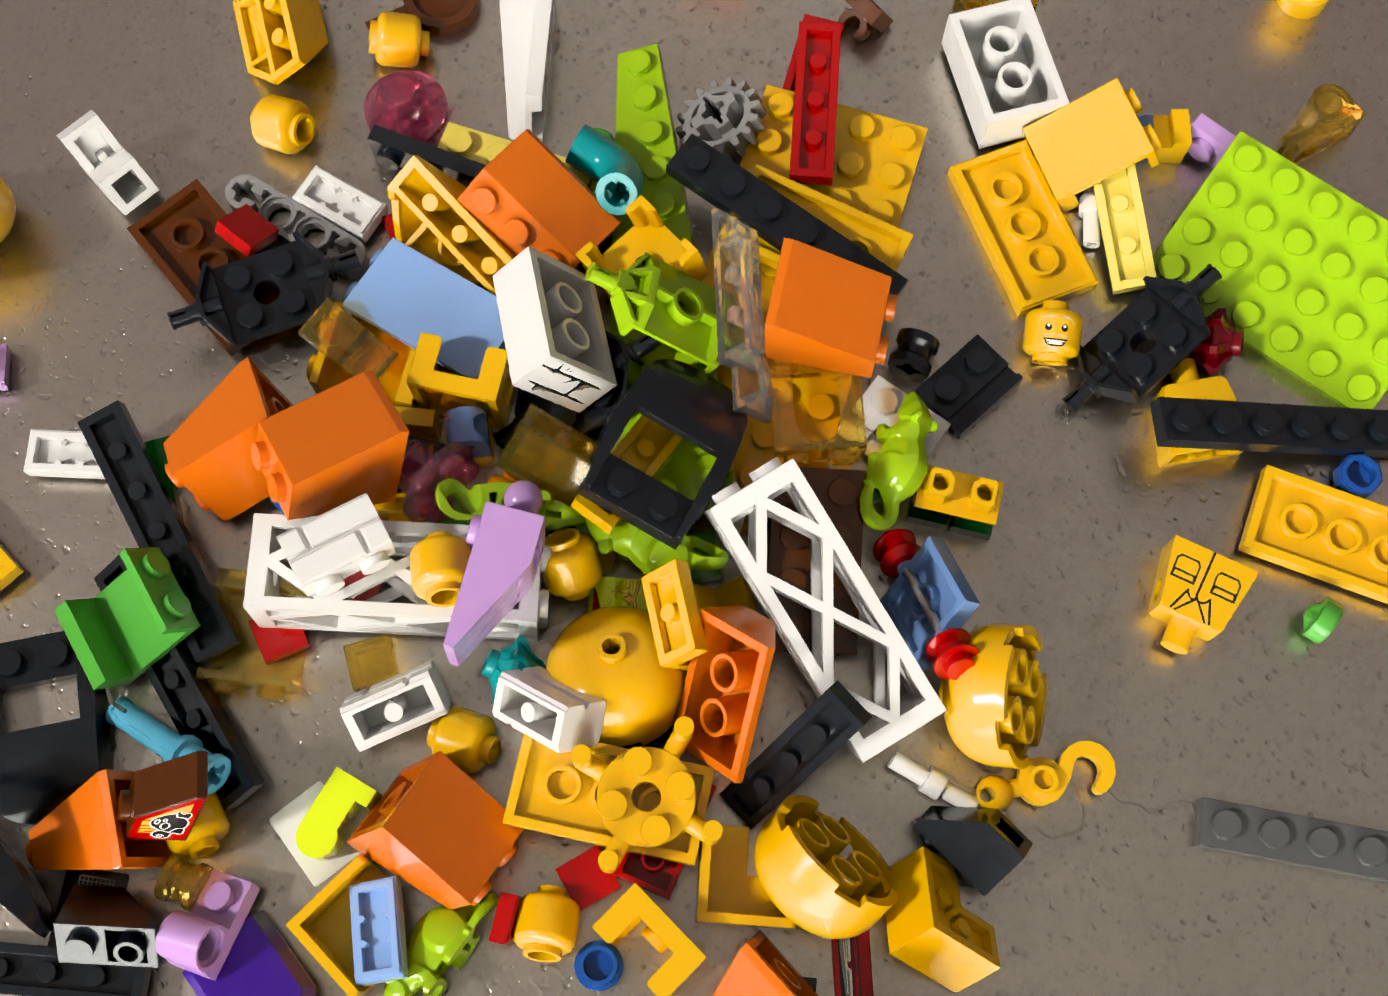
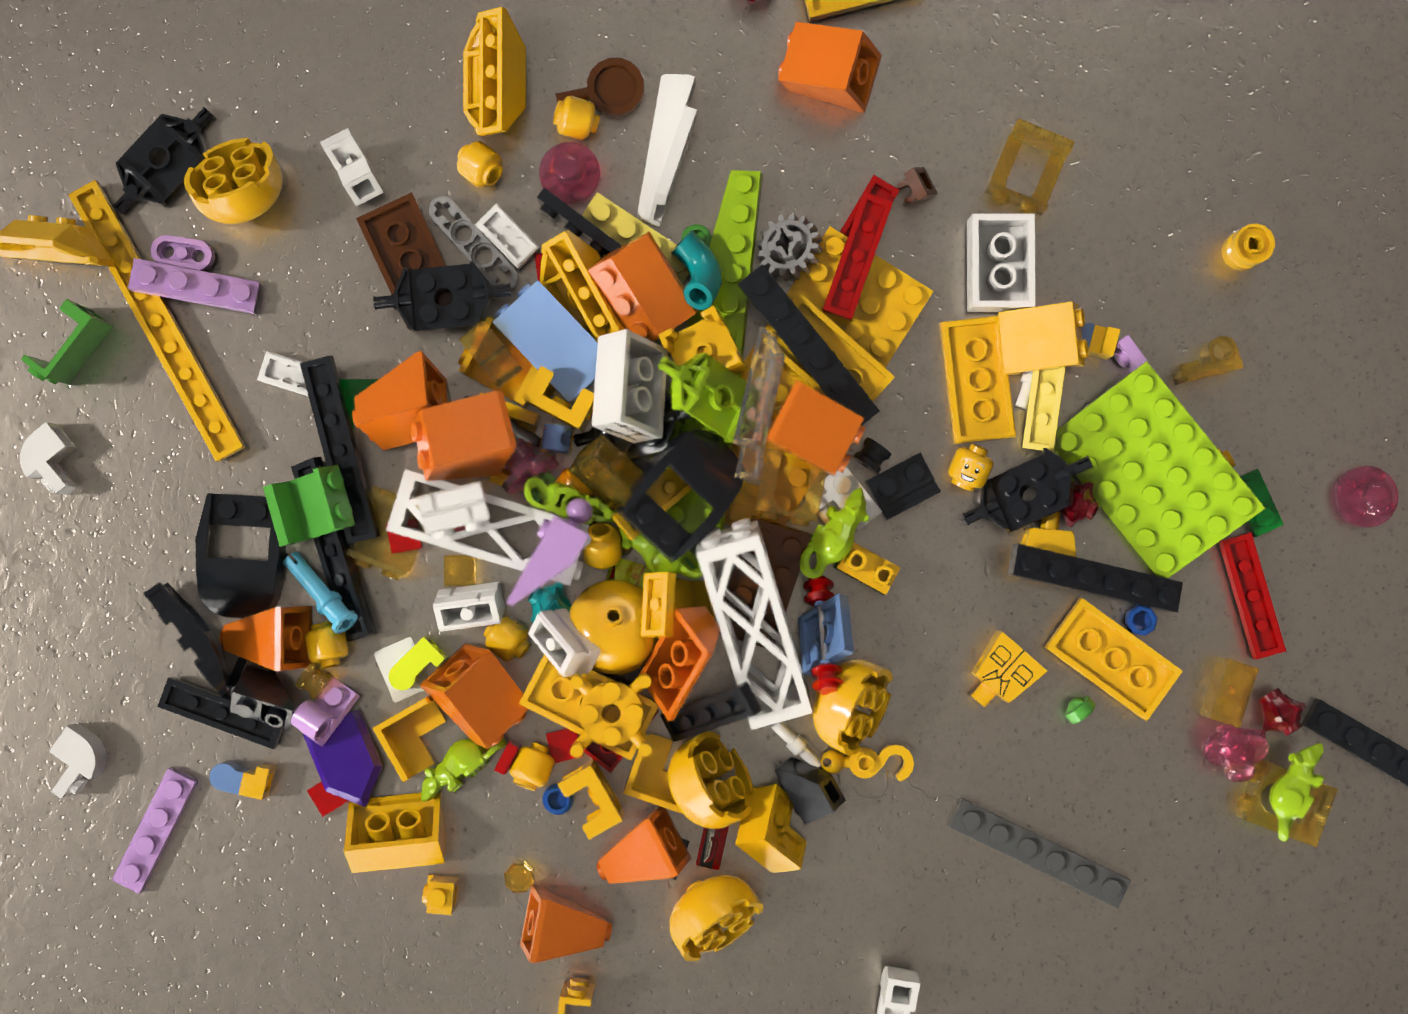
camera: 15 degrees right, 15 degrees up
(165, 798) = (314, 636): reddish brown slope -> none
(246, 230) = (438, 244): red tile -> none
(378, 931) = (427, 745): light blue plate -> none
(439, 567) = (517, 540): yellow head -> none

